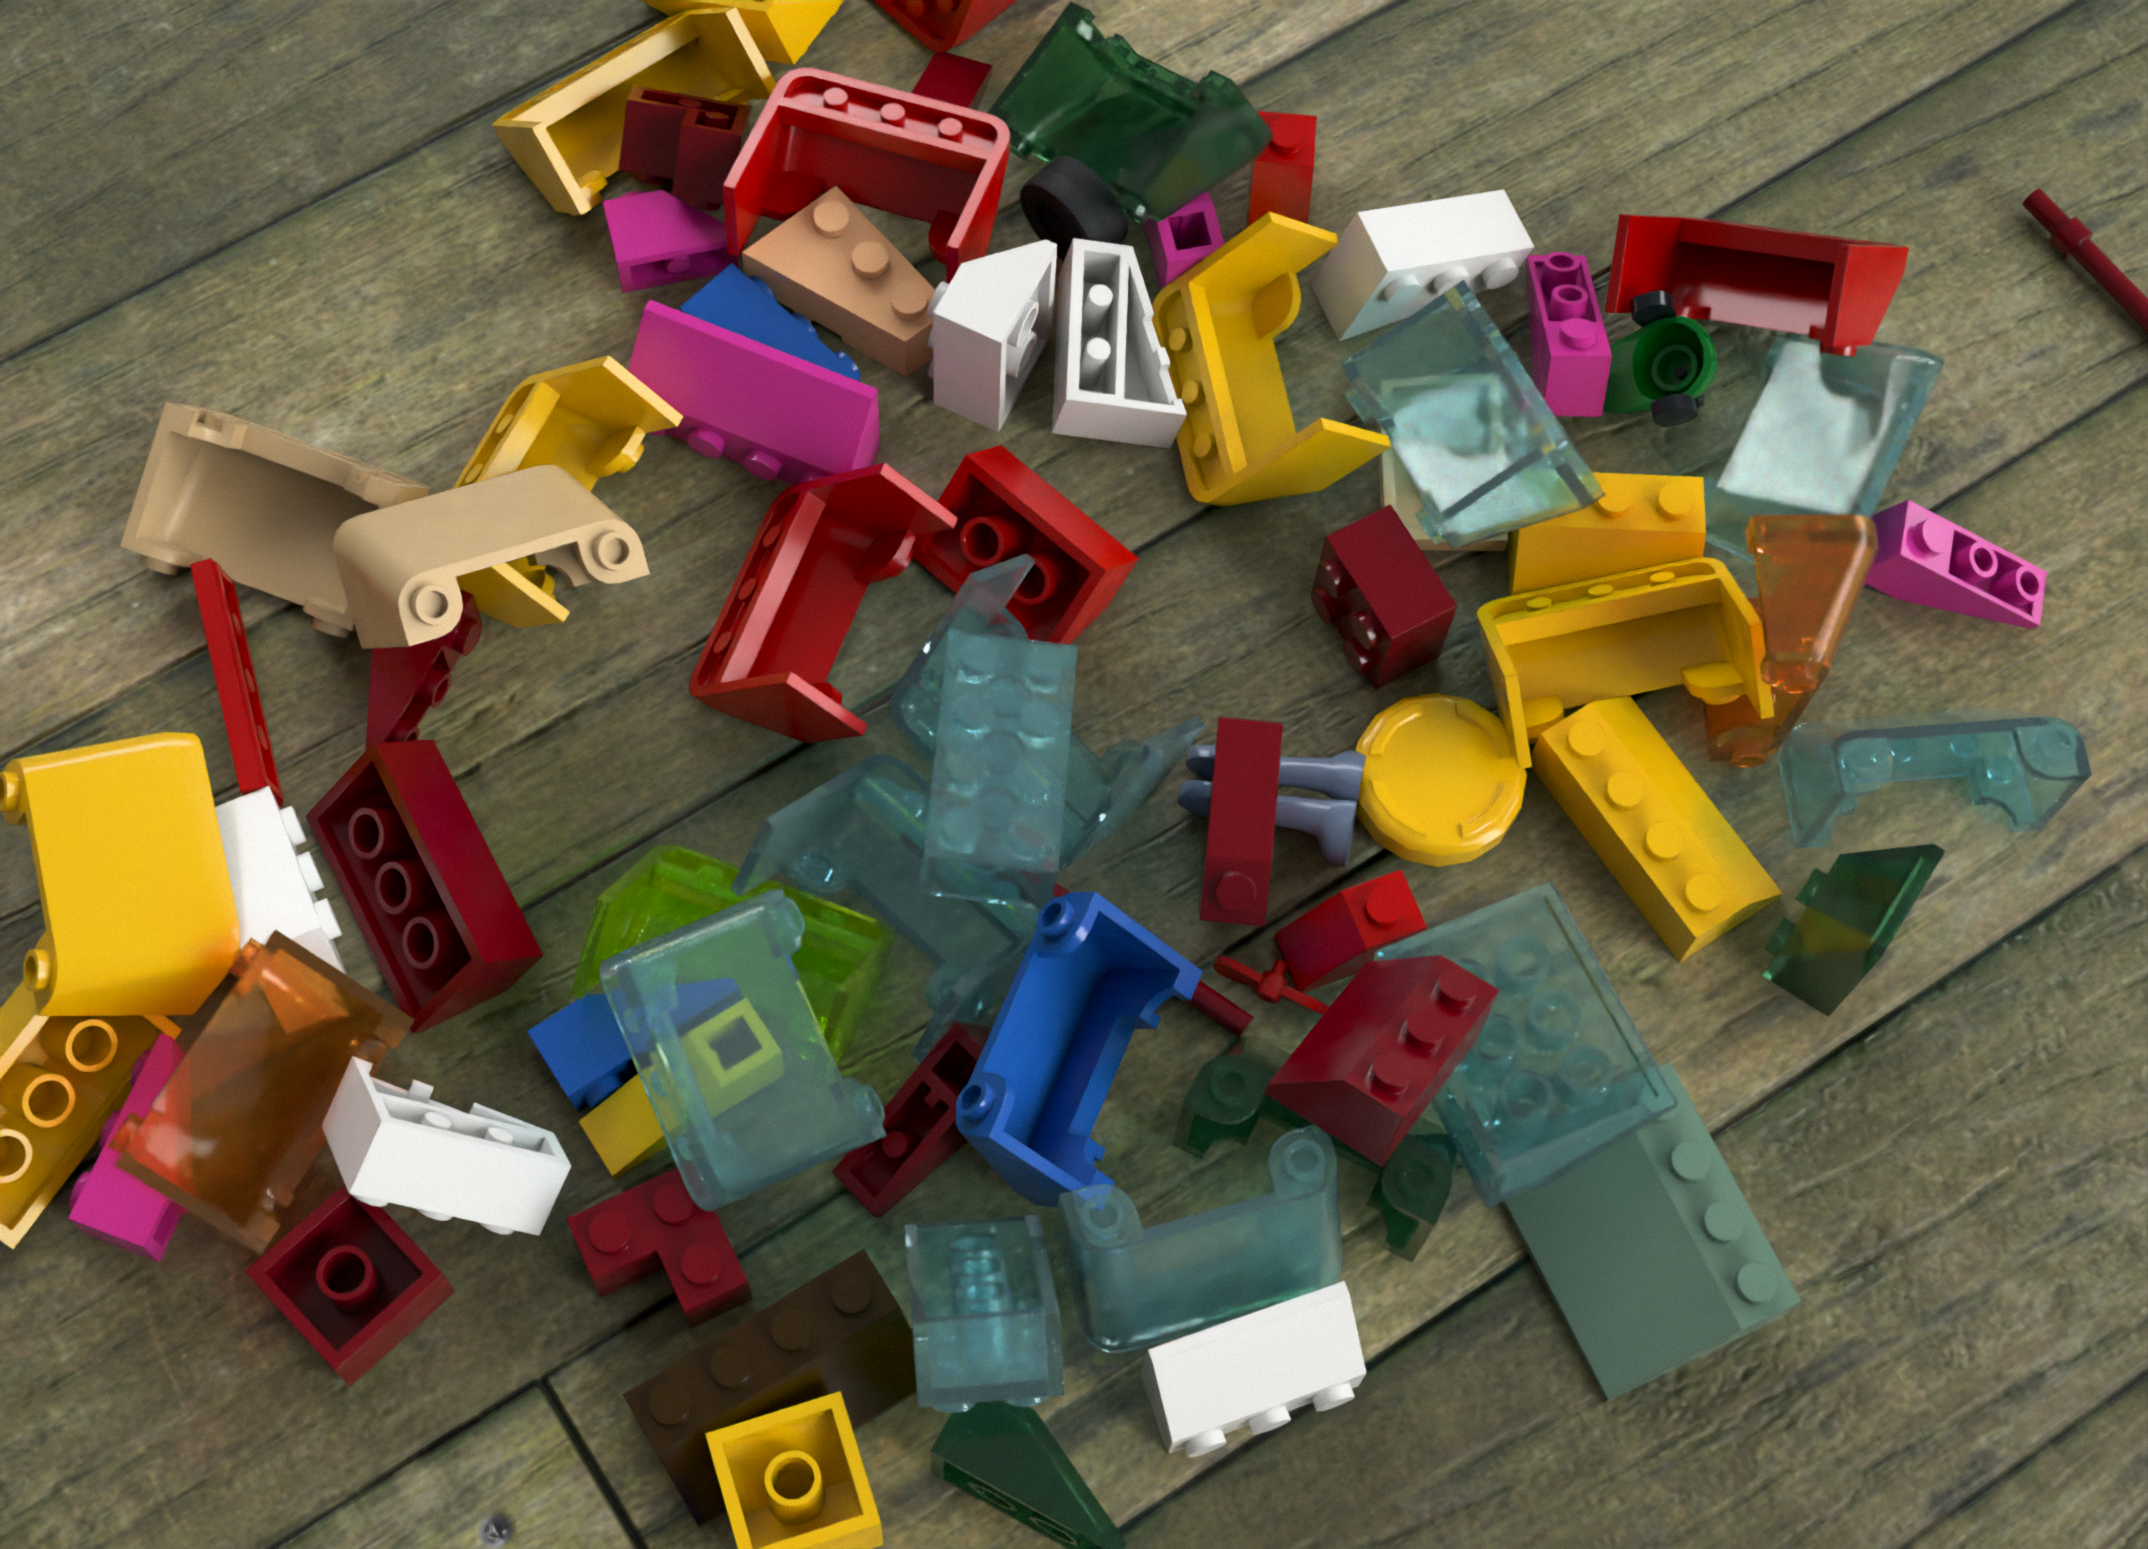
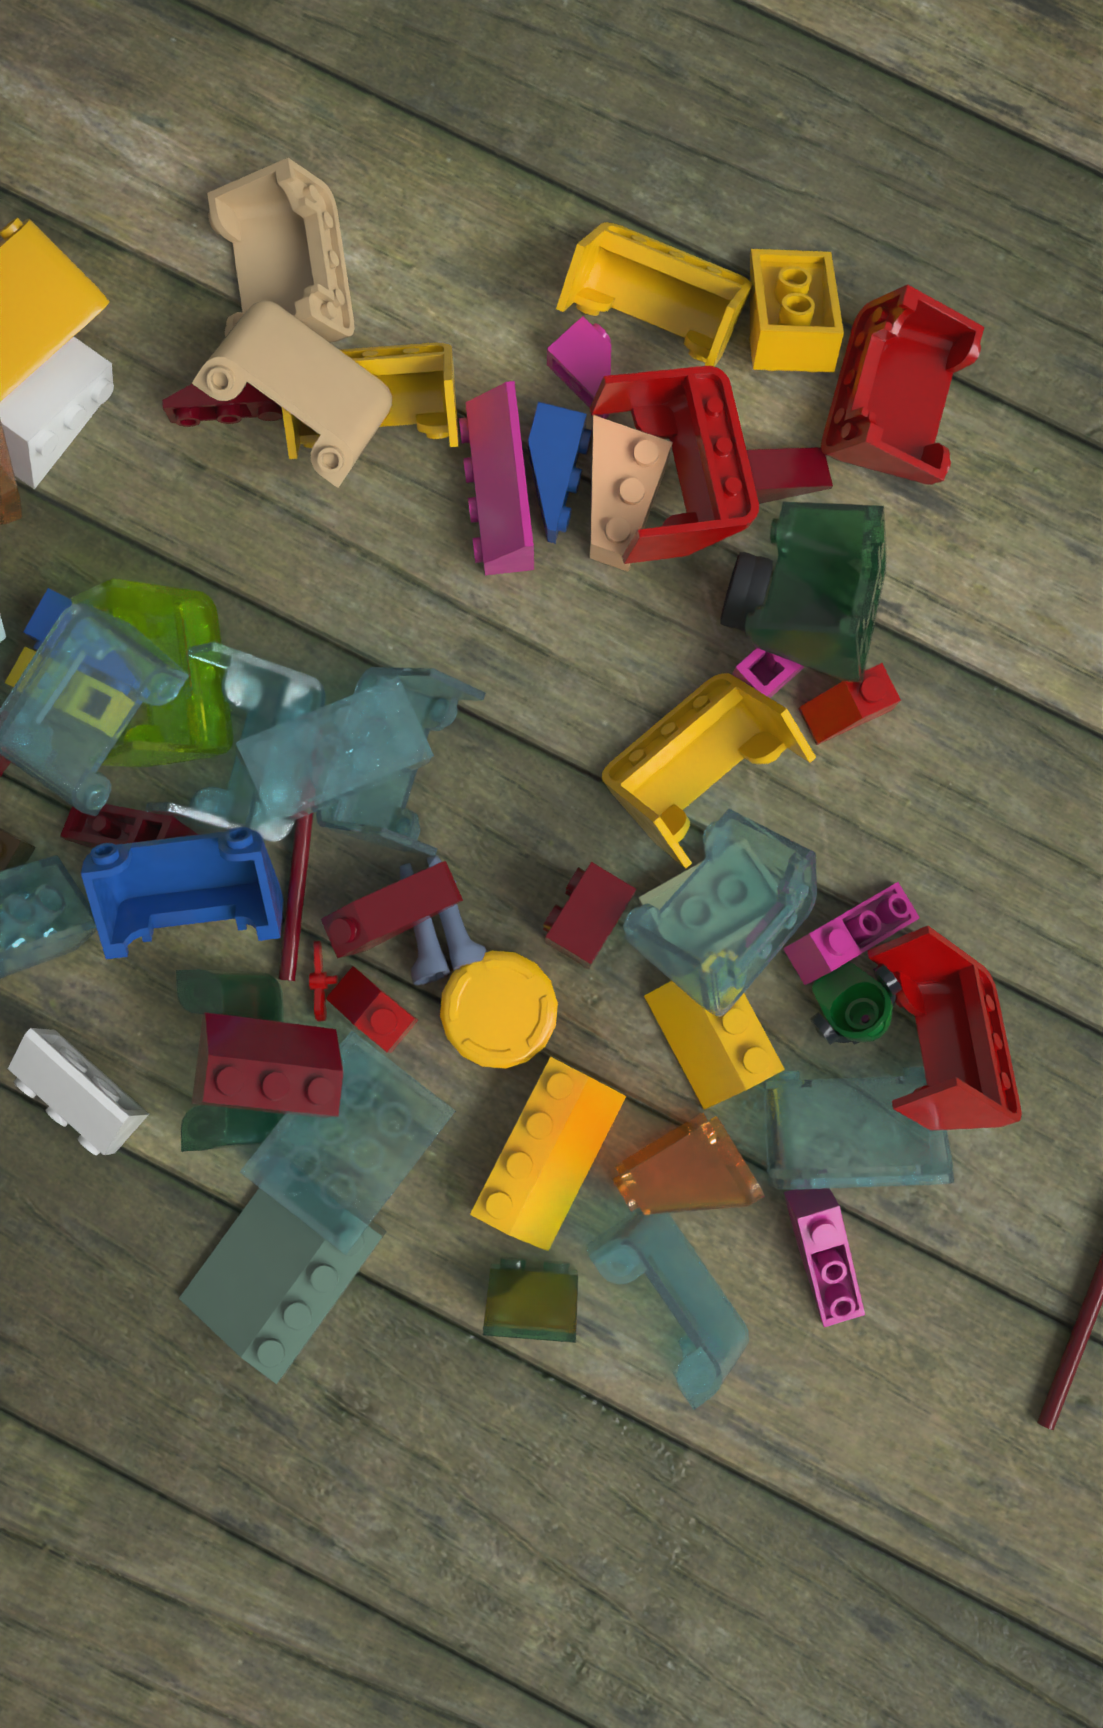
camera: 65 degrees right, 15 degrees up
(235, 679) = (169, 308): red tile -> none
(422, 882) = (113, 480): dark red slope -> none
(683, 141) = (651, 334): dark red brick -> none
(801, 595) = (389, 584): red windscreen -> none
(991, 331) = (623, 590): white slope -> none
(1015, 512) = (517, 672): red slope -> none
(1107, 354) = (664, 664): white wedge -> none
(1208, 1266) = (82, 993): clear light blue windscreen -> none
(1412, 253) = (847, 820): white wedge -> none
(1620, 640) = (641, 1057): yellow windscreen -> none

